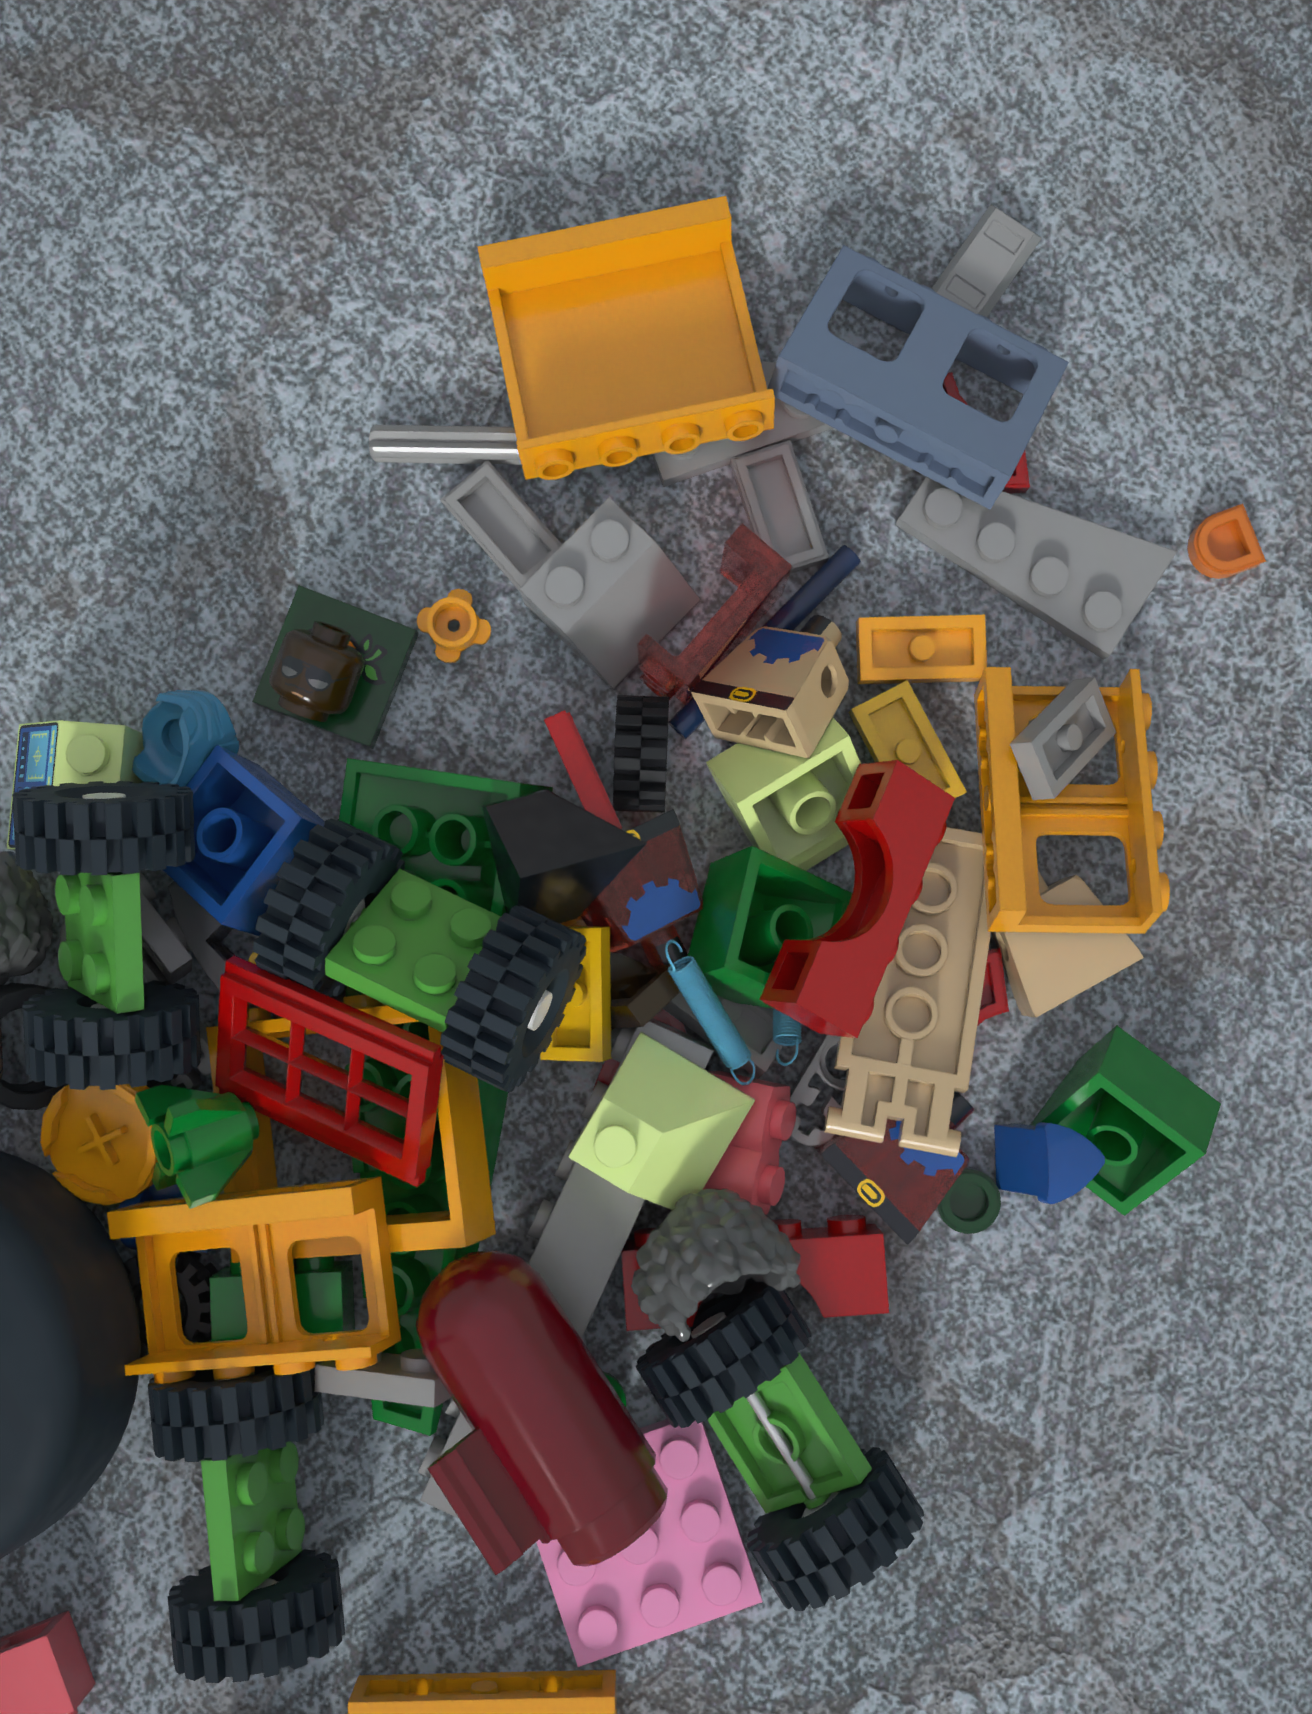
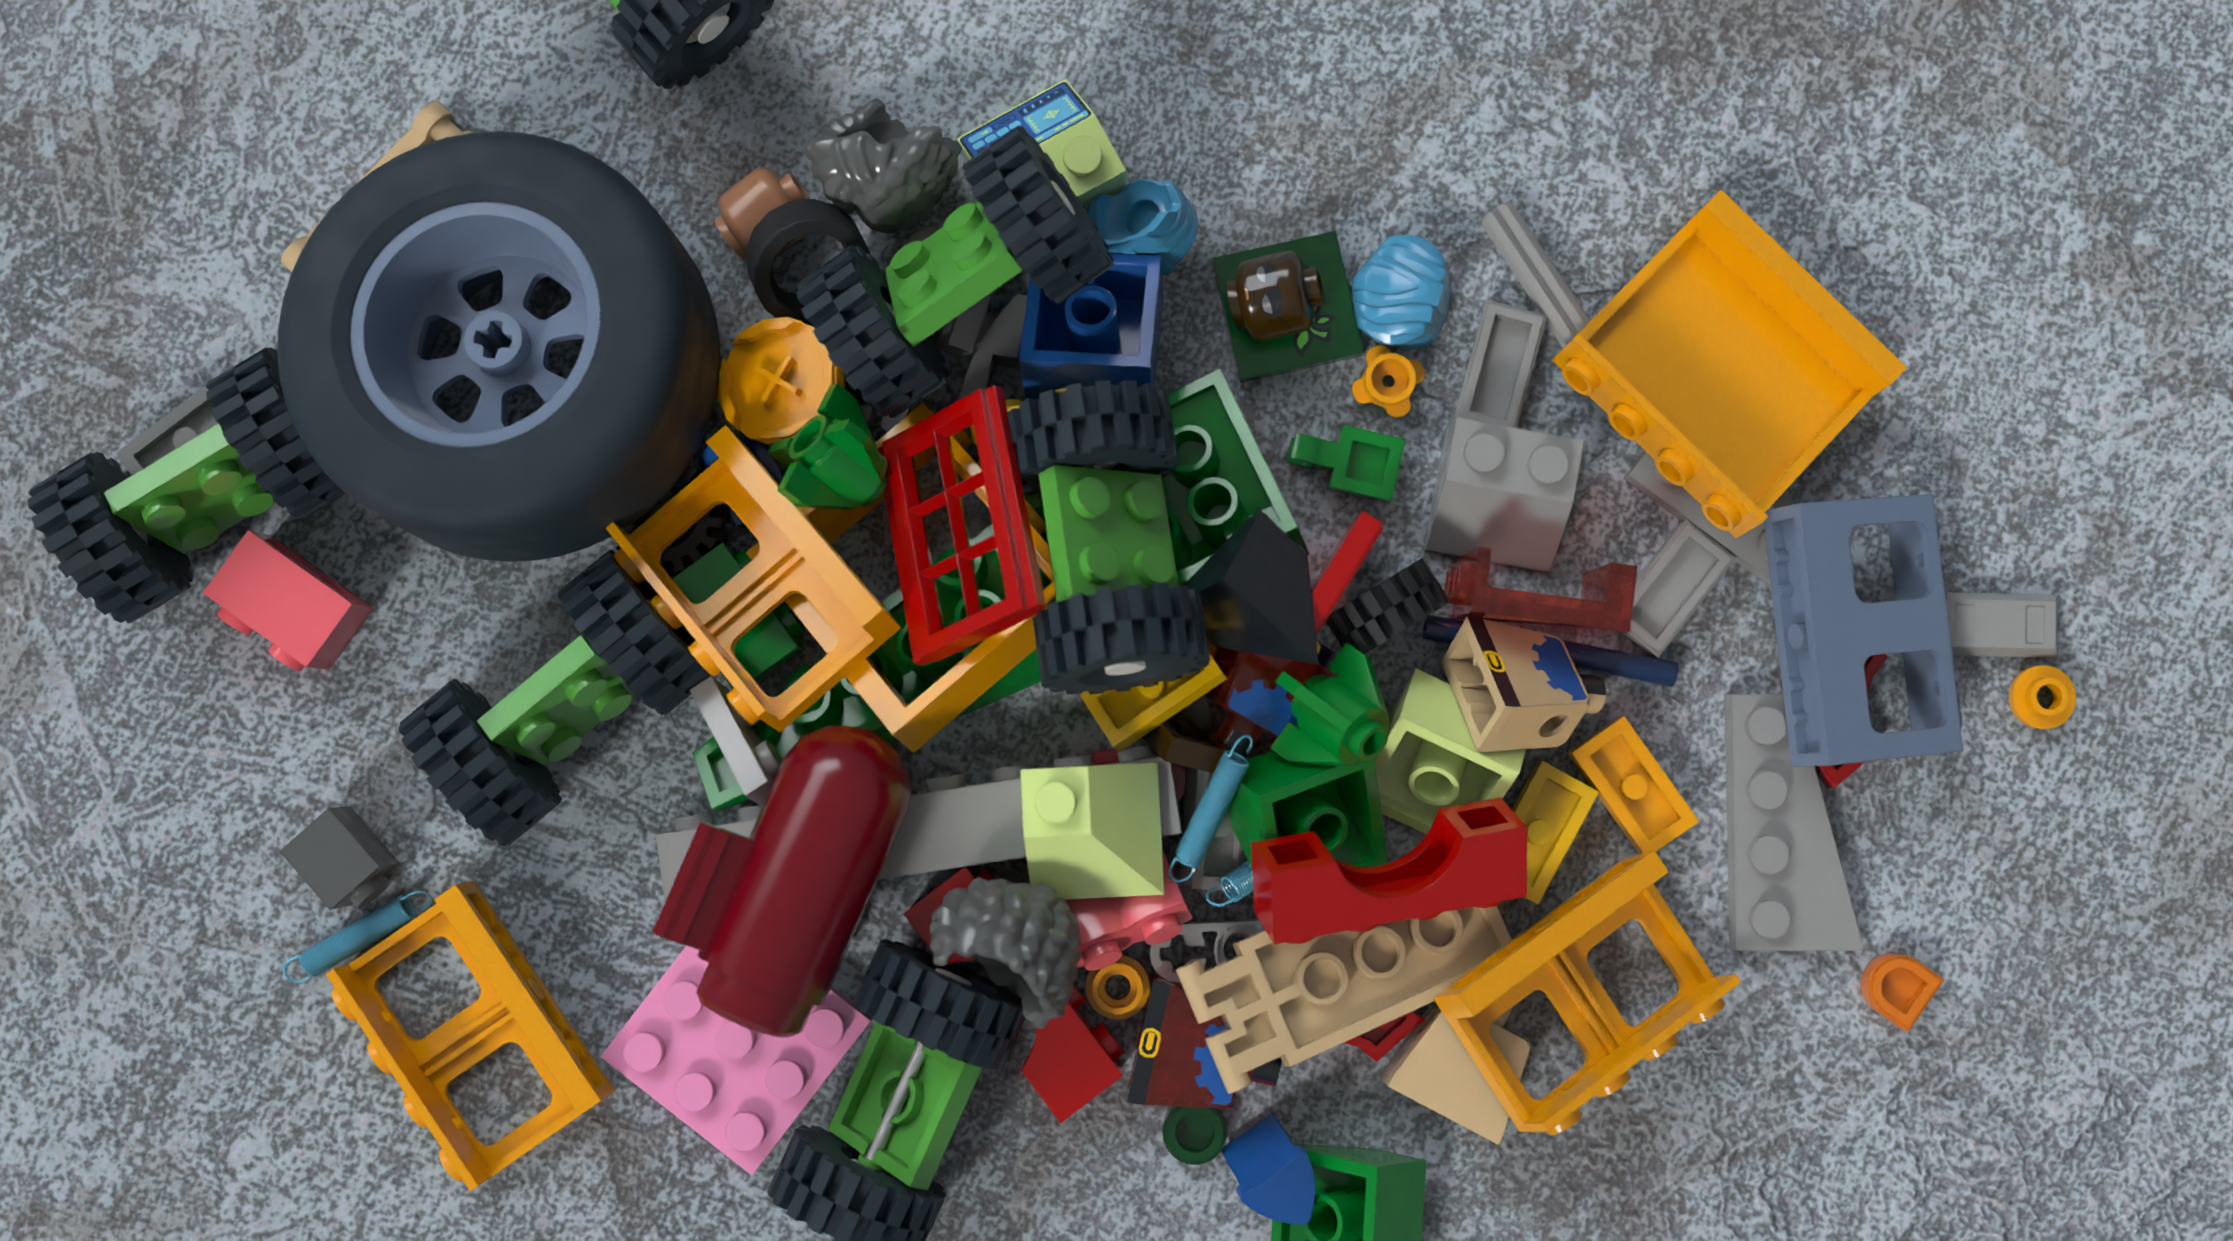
camera: 60 degrees right, 0 degrees up
(388, 564) = (1402, 293): none -> dark azure hair
(504, 695) = (1359, 462): none -> green plate
(702, 856) = (1337, 717): none -> green brick
(825, 1194) = (1124, 1006): none -> light orange plate
(1058, 286) = (2024, 697): none -> light orange plate
(1063, 738) = (1638, 956): light grey plate -> none

